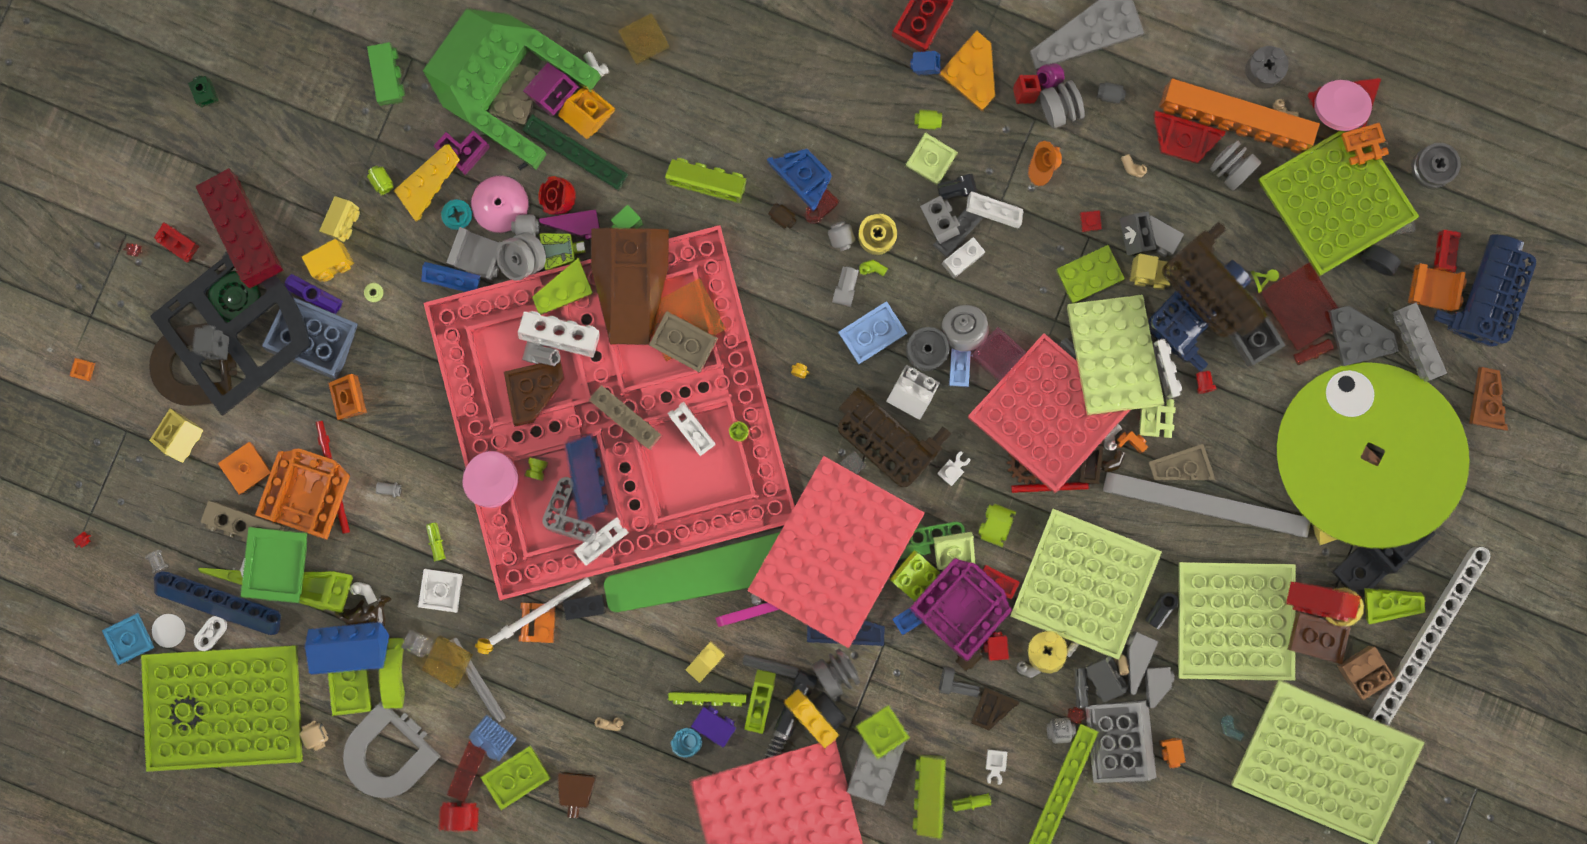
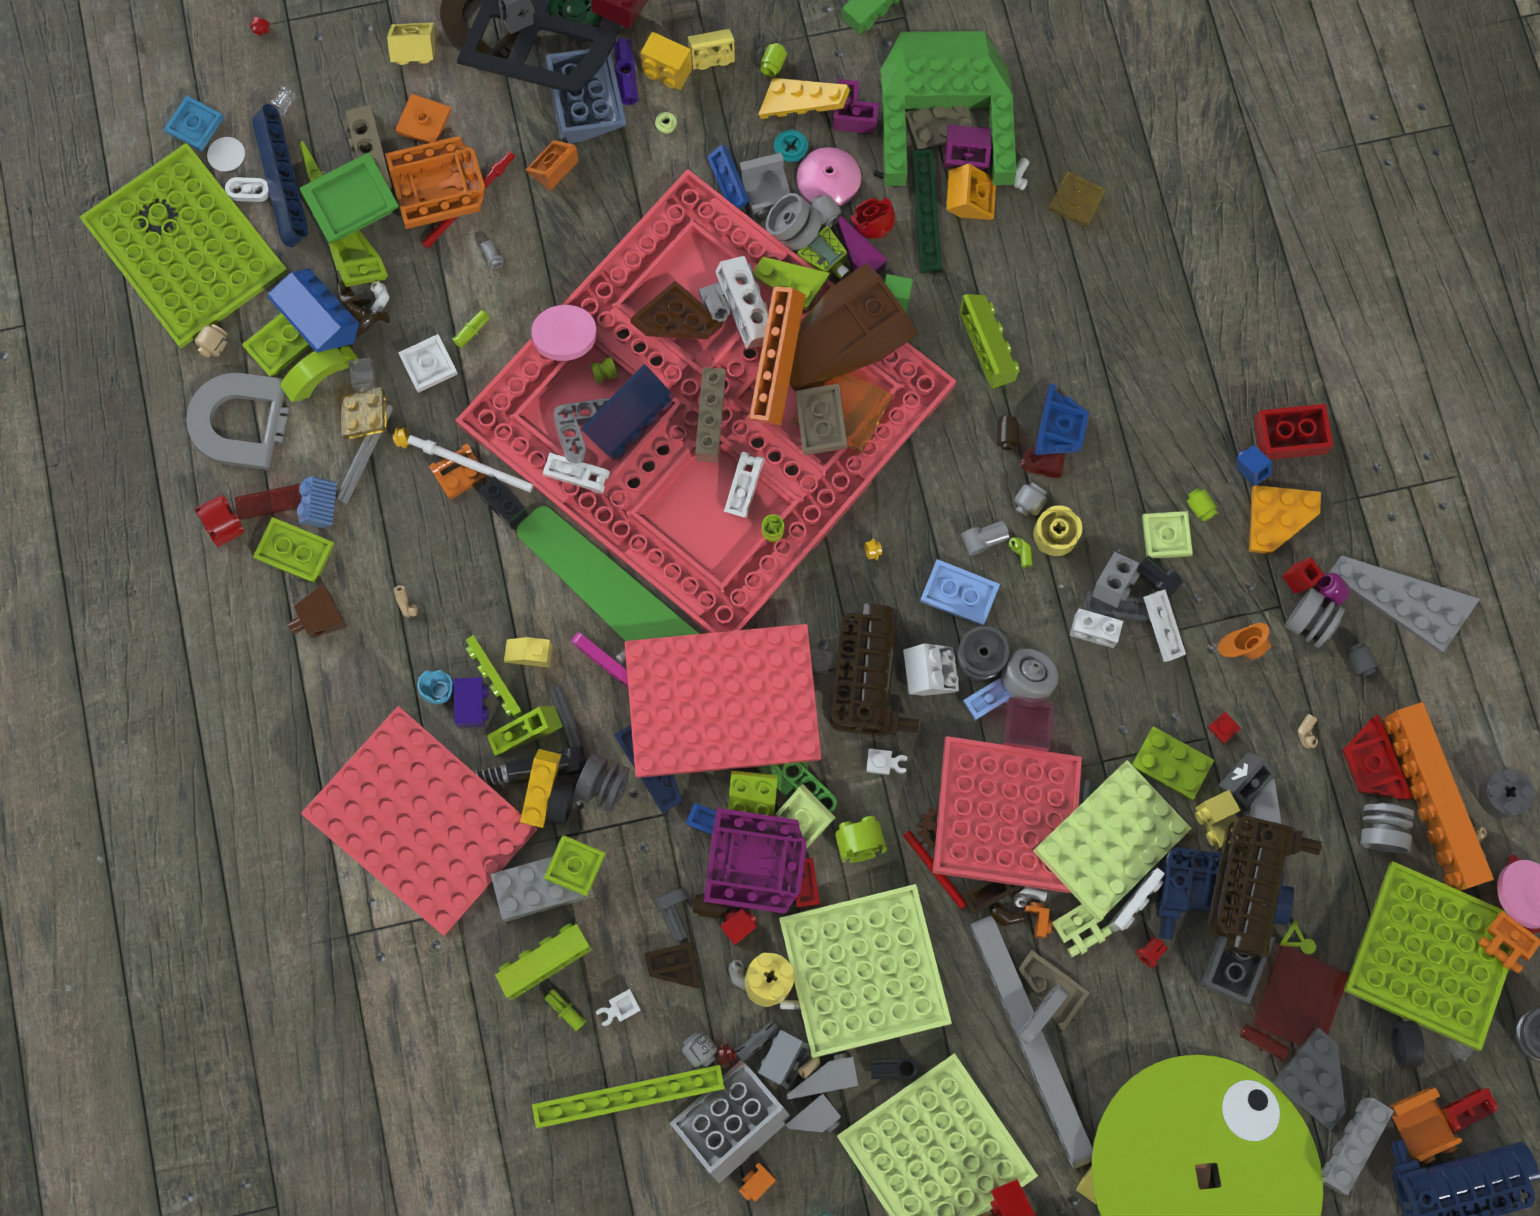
camera: 55 degrees right, 10 degrees down
(618, 341) = (777, 356): none -> orange brick
(1197, 486) = (1042, 1014): none -> light grey beam

